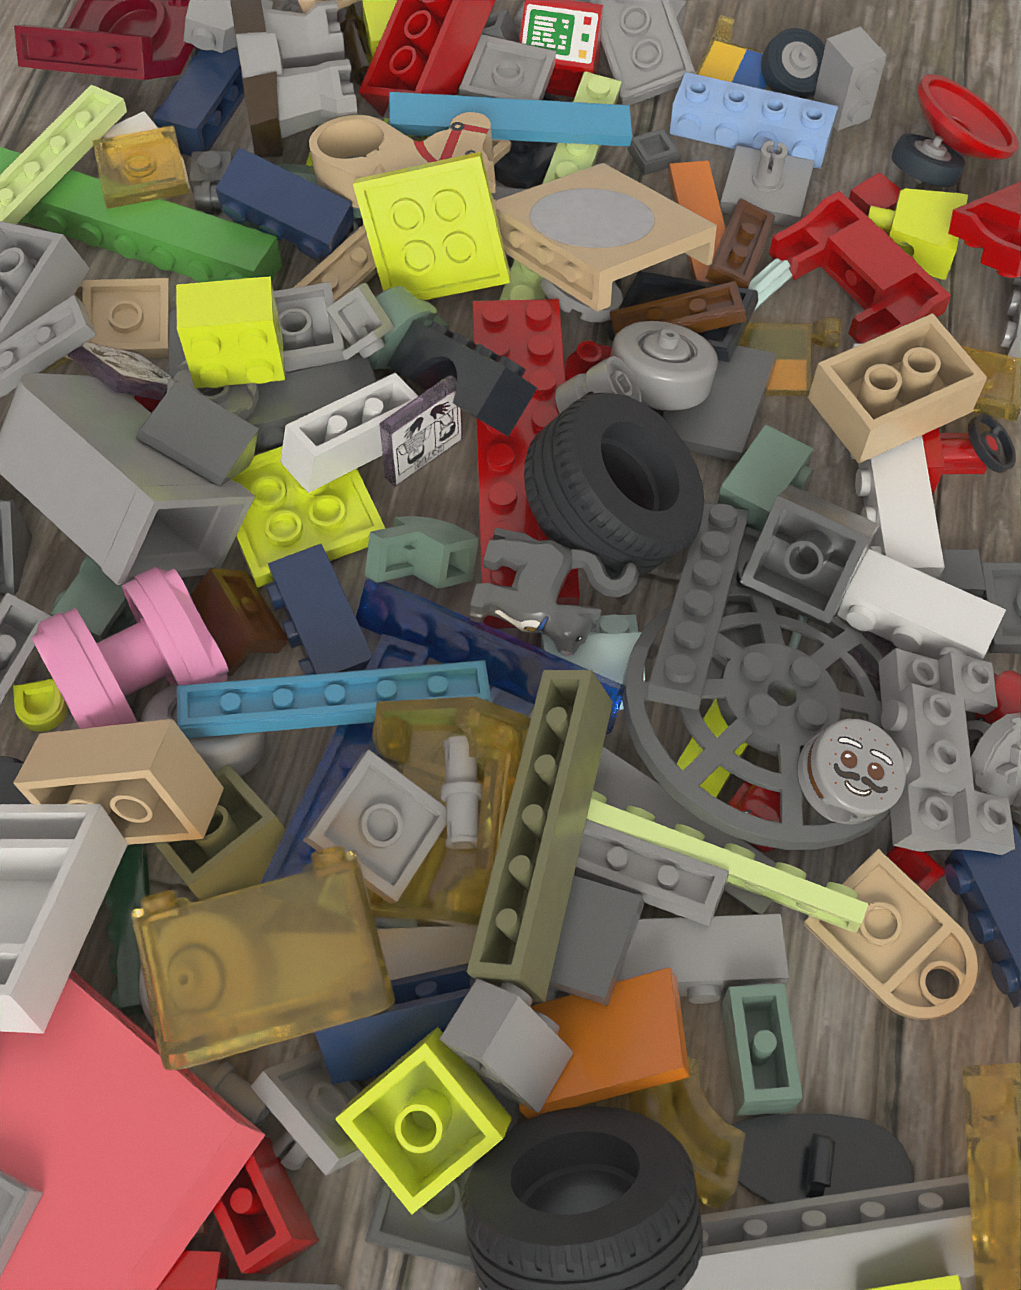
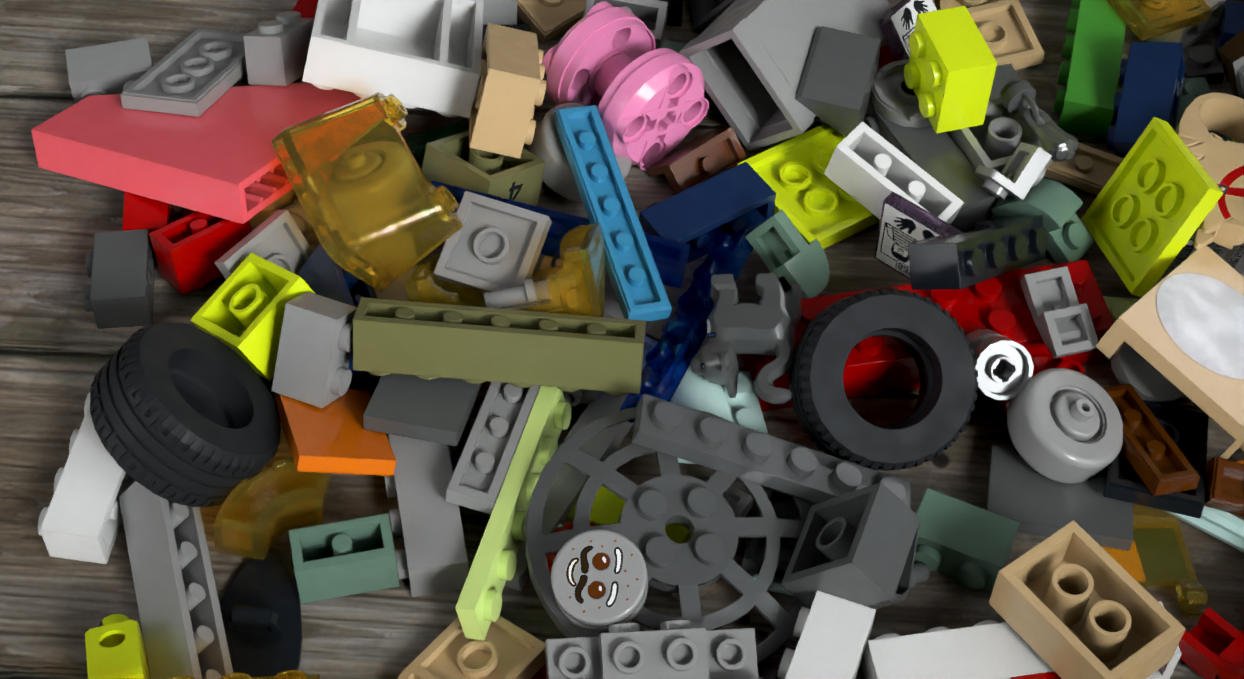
camera: 80 degrees right, 10 degrees down
(331, 280) = (1016, 98): none -> dark grey piece
(559, 332) = (1057, 313): none -> light grey slope

